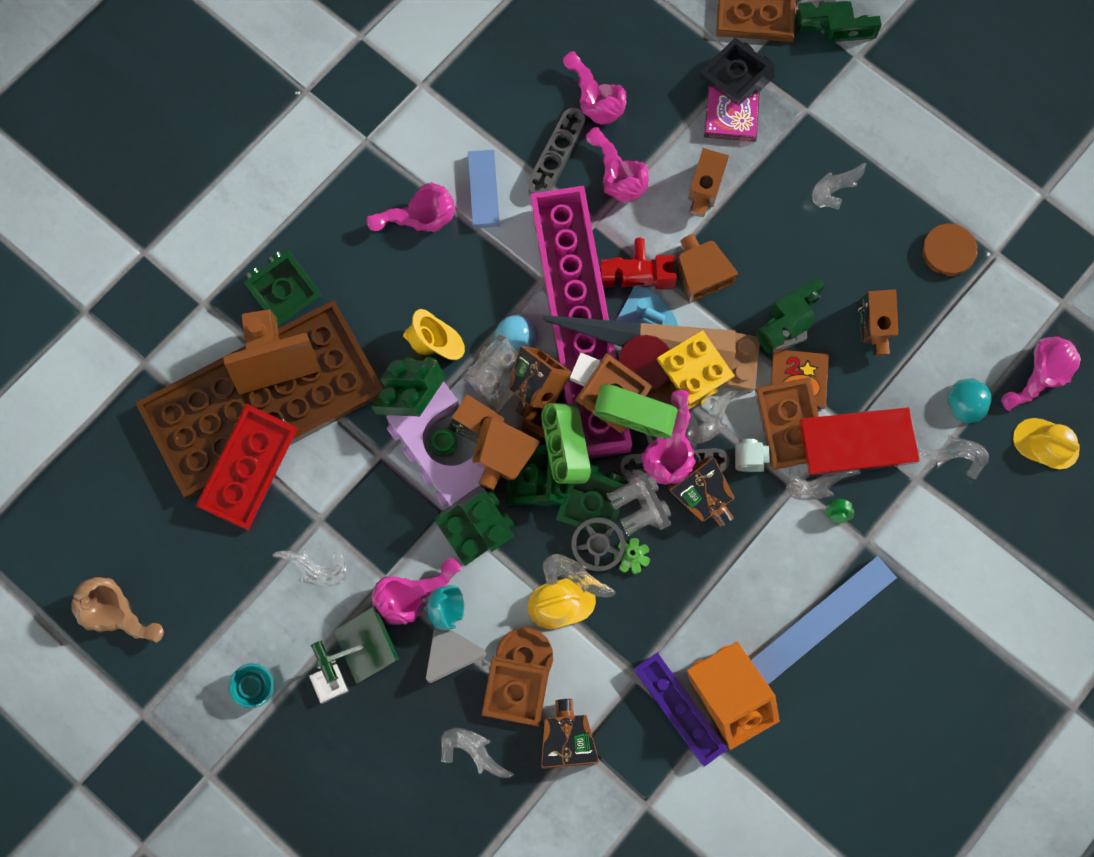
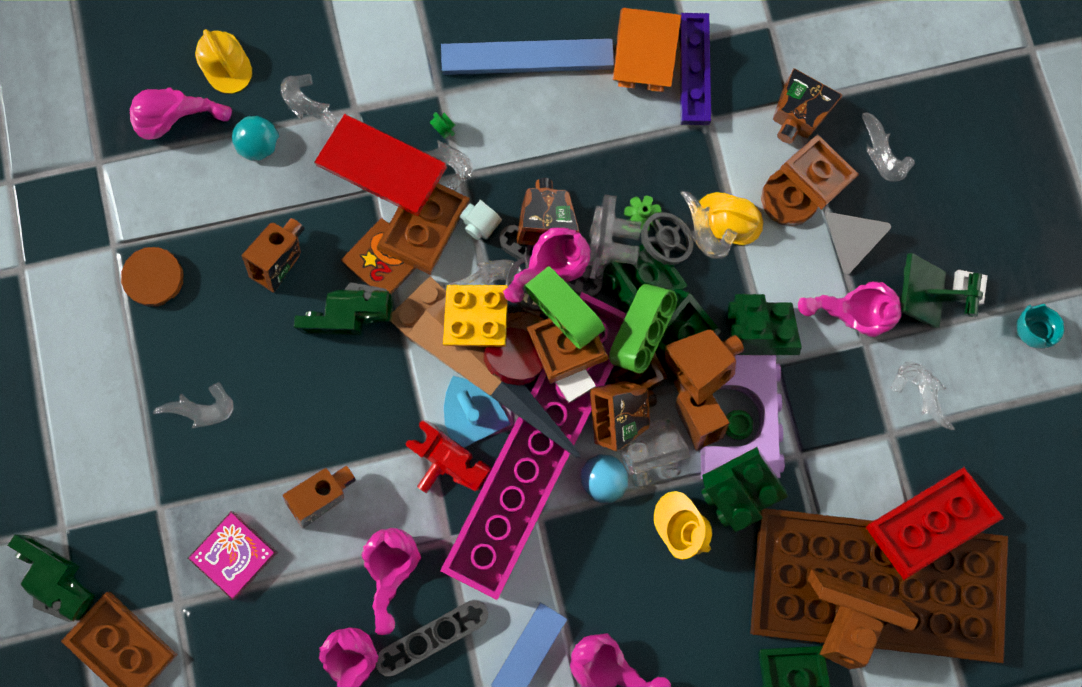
camera: 150 degrees left, 5 degrees up
(445, 607) = (835, 278): teal hair -> none
(703, 269) = (387, 416): dark orange torso -> none
(738, 71) = (193, 589): black plate -> none

